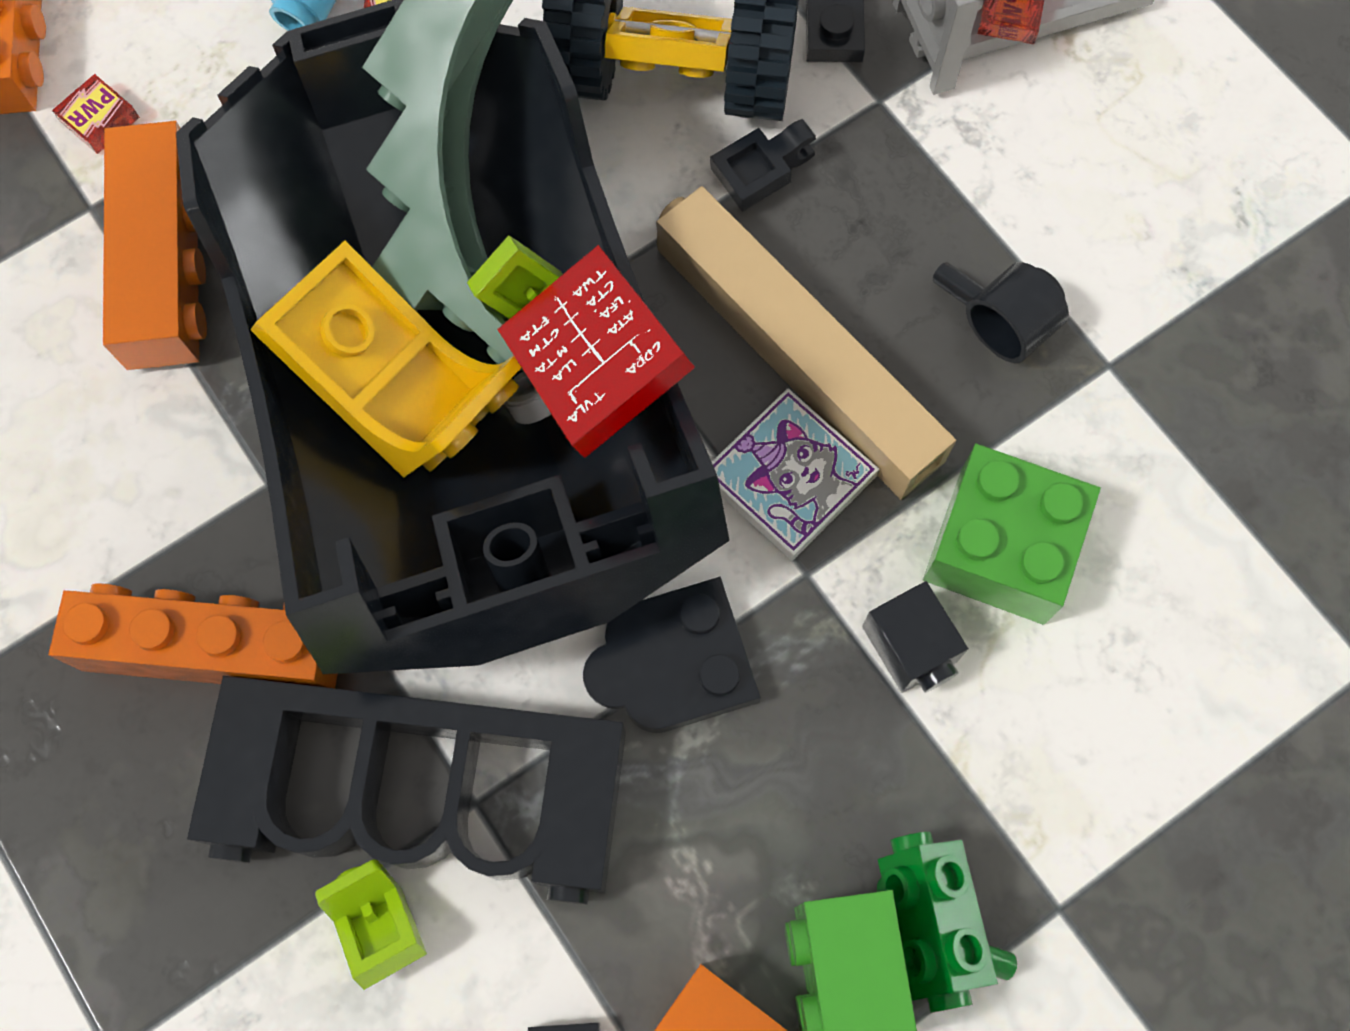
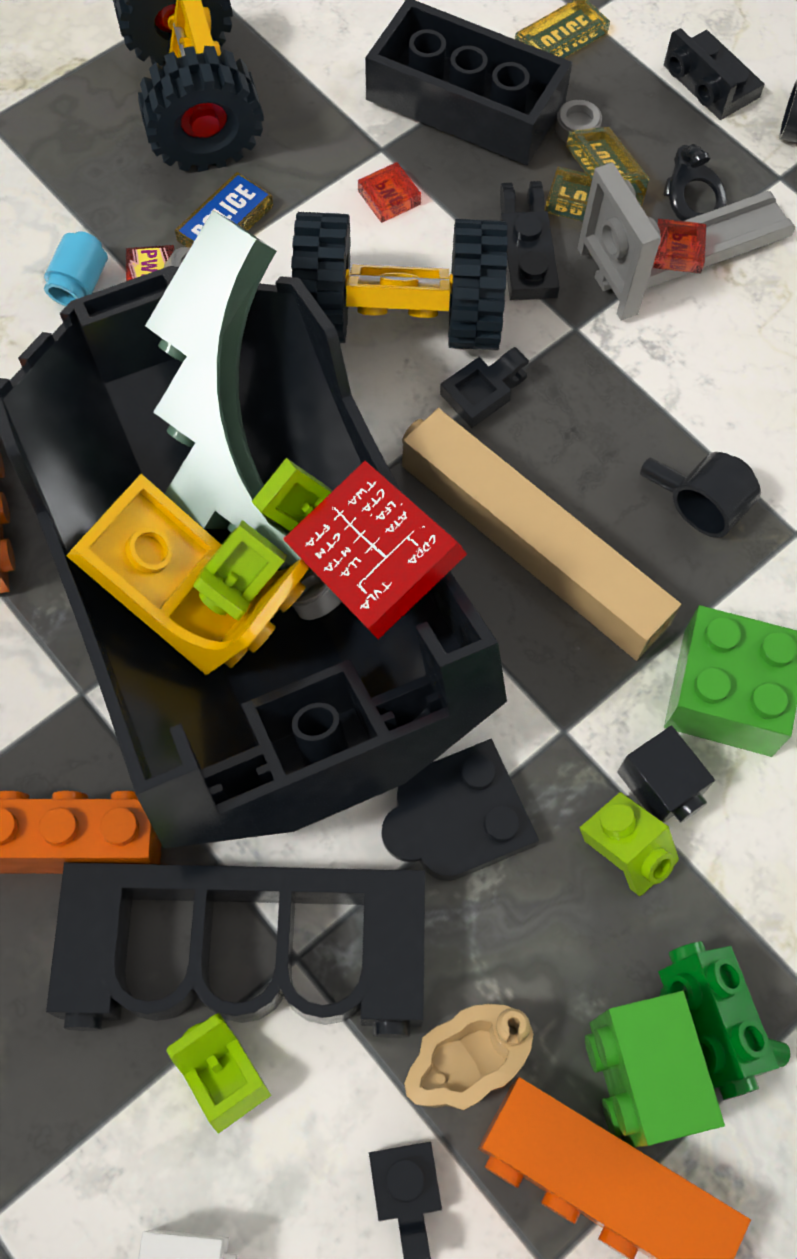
camera: 10 degrees left, 5 degrees down
(444, 363) = (238, 571): none -> lime bracket
(651, 934) = (469, 1057): none -> tan arm
(791, 474) = (546, 645): tile -> none
(866, 710) = (632, 842): none -> lime bracket

